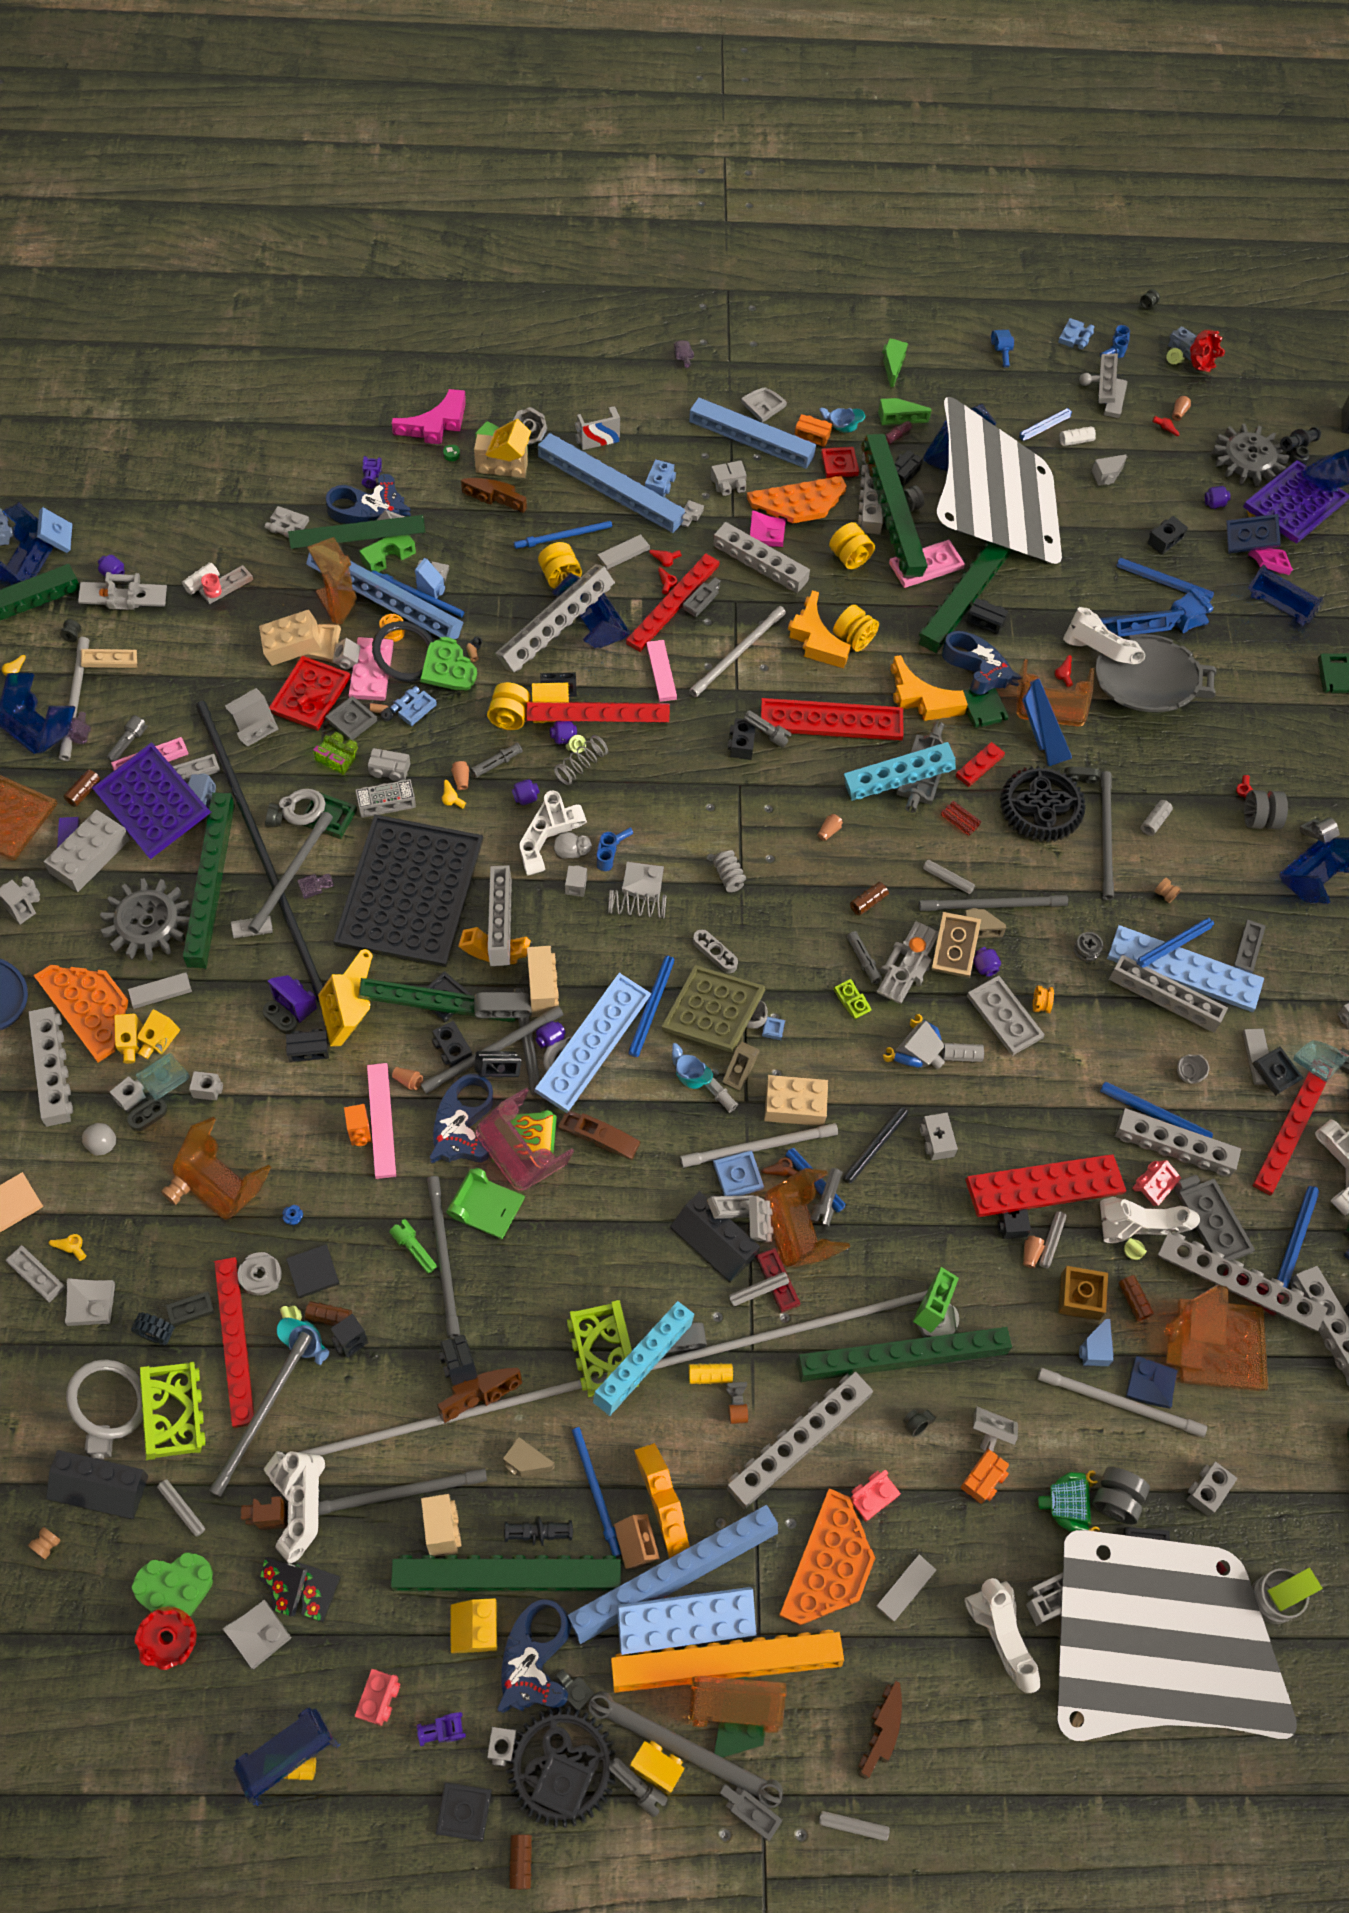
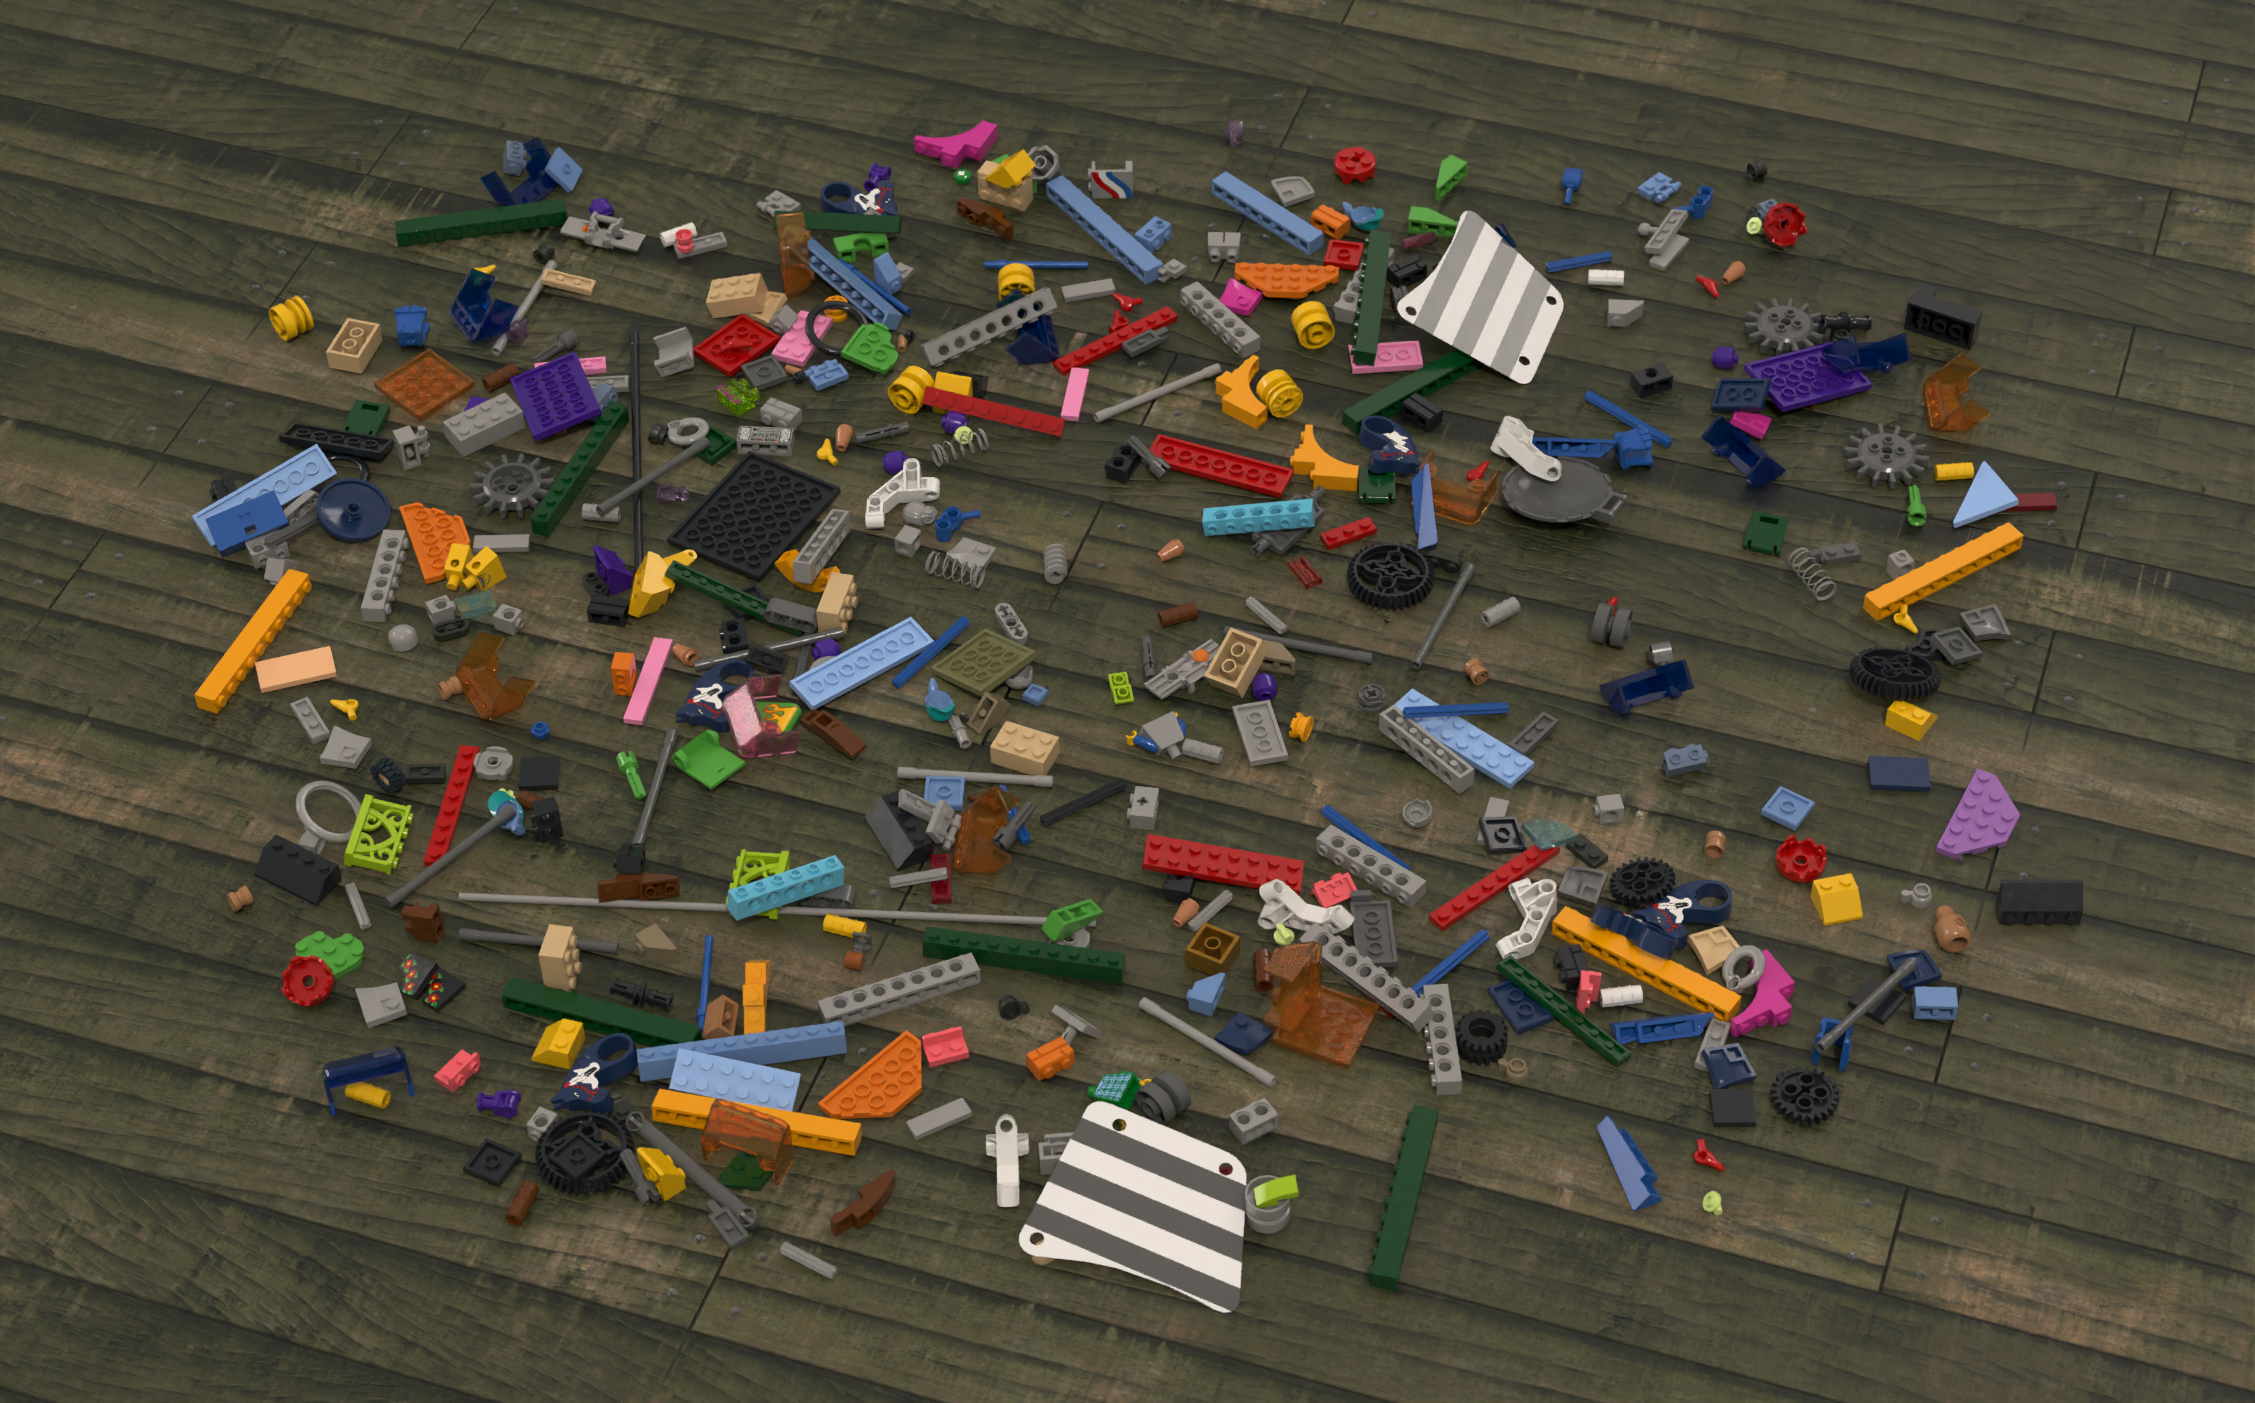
camera: 25 degrees right, 15 degrees down
(297, 1476) = (459, 902): white connector -> none
(805, 371) = (1347, 168): none -> red plate

